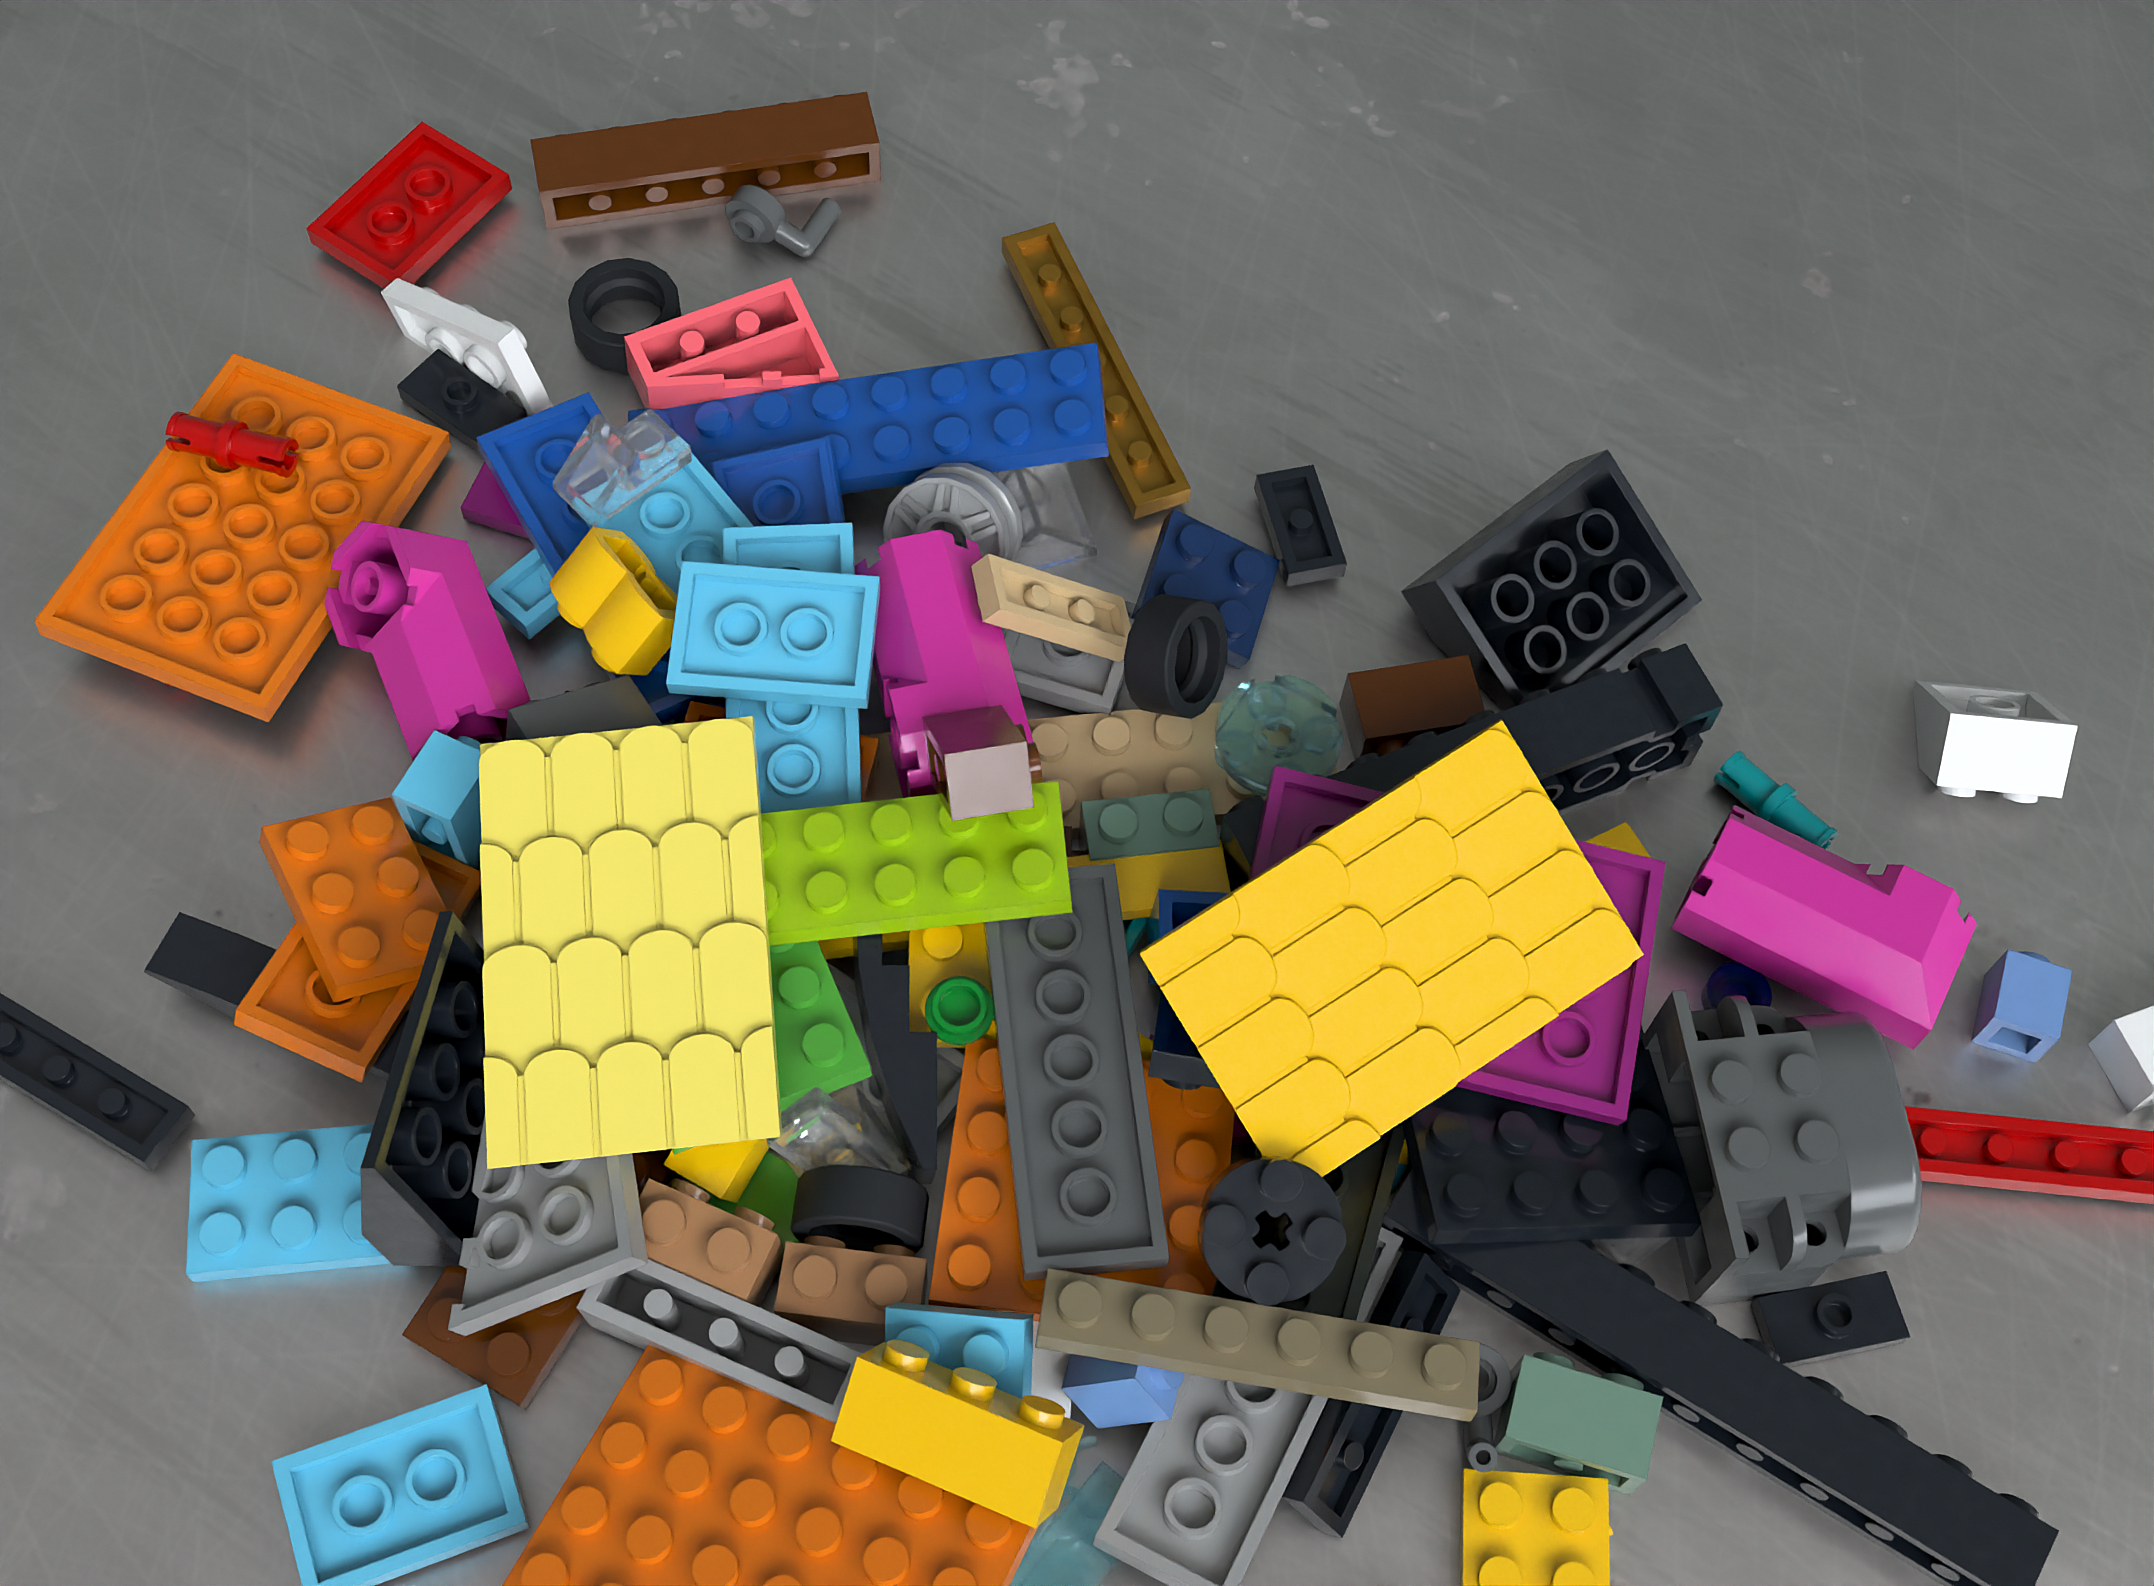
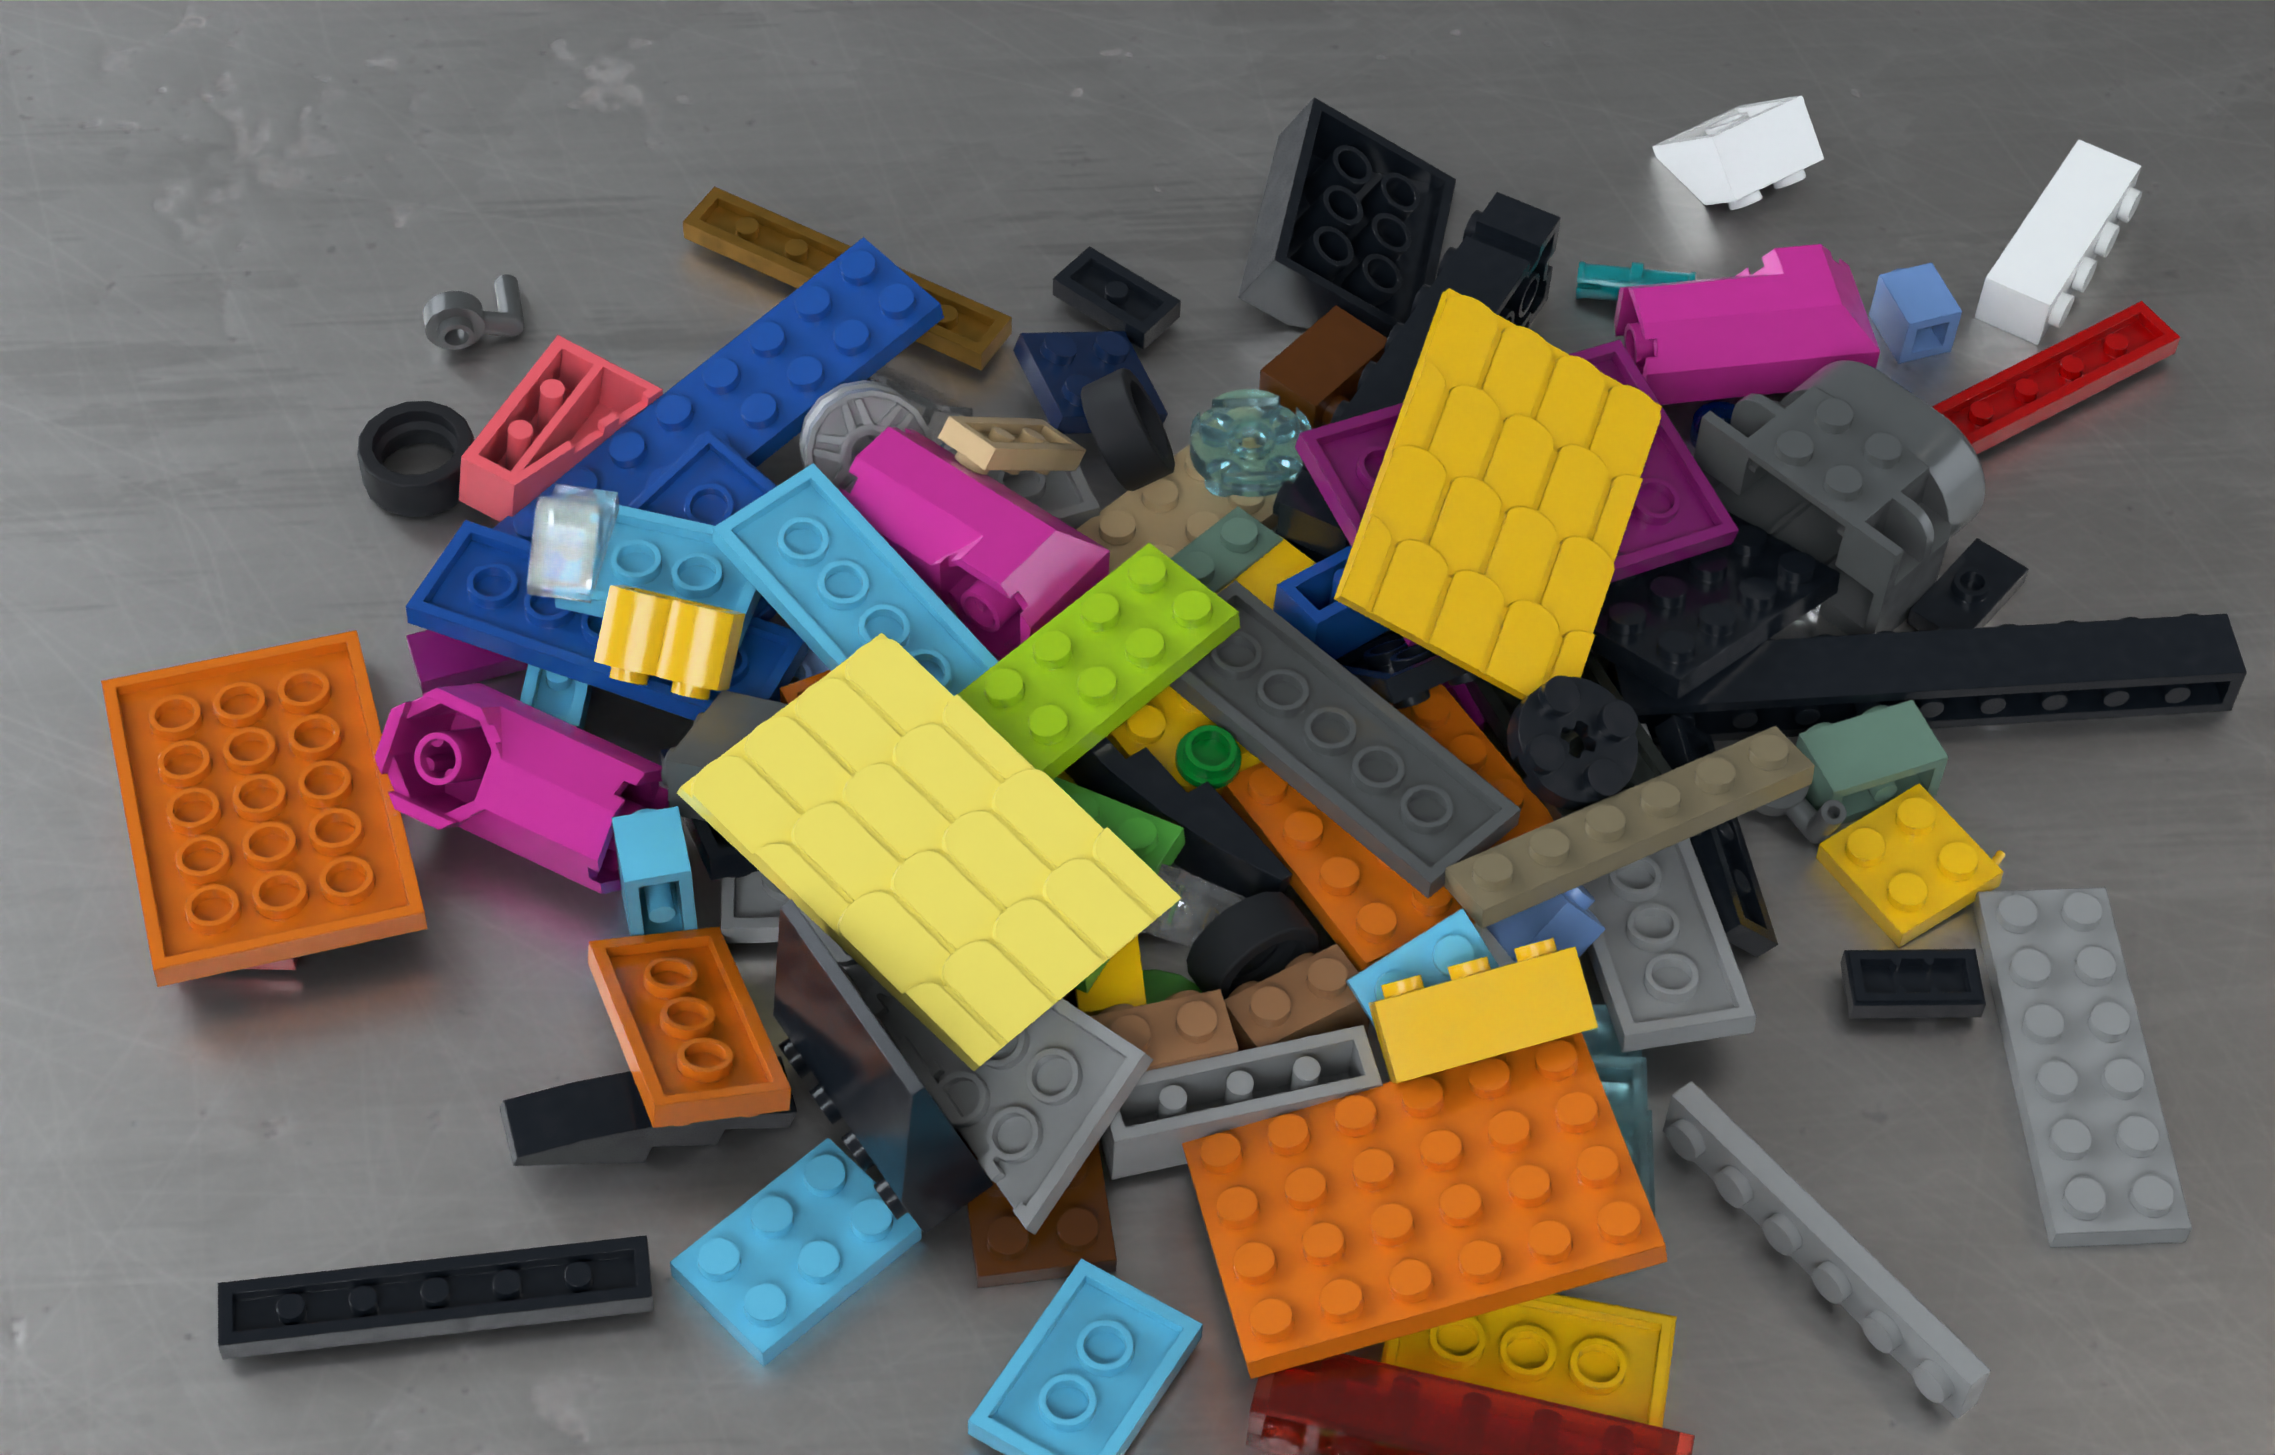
camera: 35 degrees left, 10 degrees down
(232, 444) = (191, 737): red pin -> none
(356, 895) = (656, 984): orange plate -> none
(409, 208) = (138, 487): red plate -> none
(458, 399) = (331, 606): black plate -> none
(483, 344) = (324, 545): white wing -> none
(705, 159) = (366, 304): reddish brown brick -> none
(774, 634) = (832, 574): medium azure plate -> none
(981, 762) = (1087, 556): brick -> none

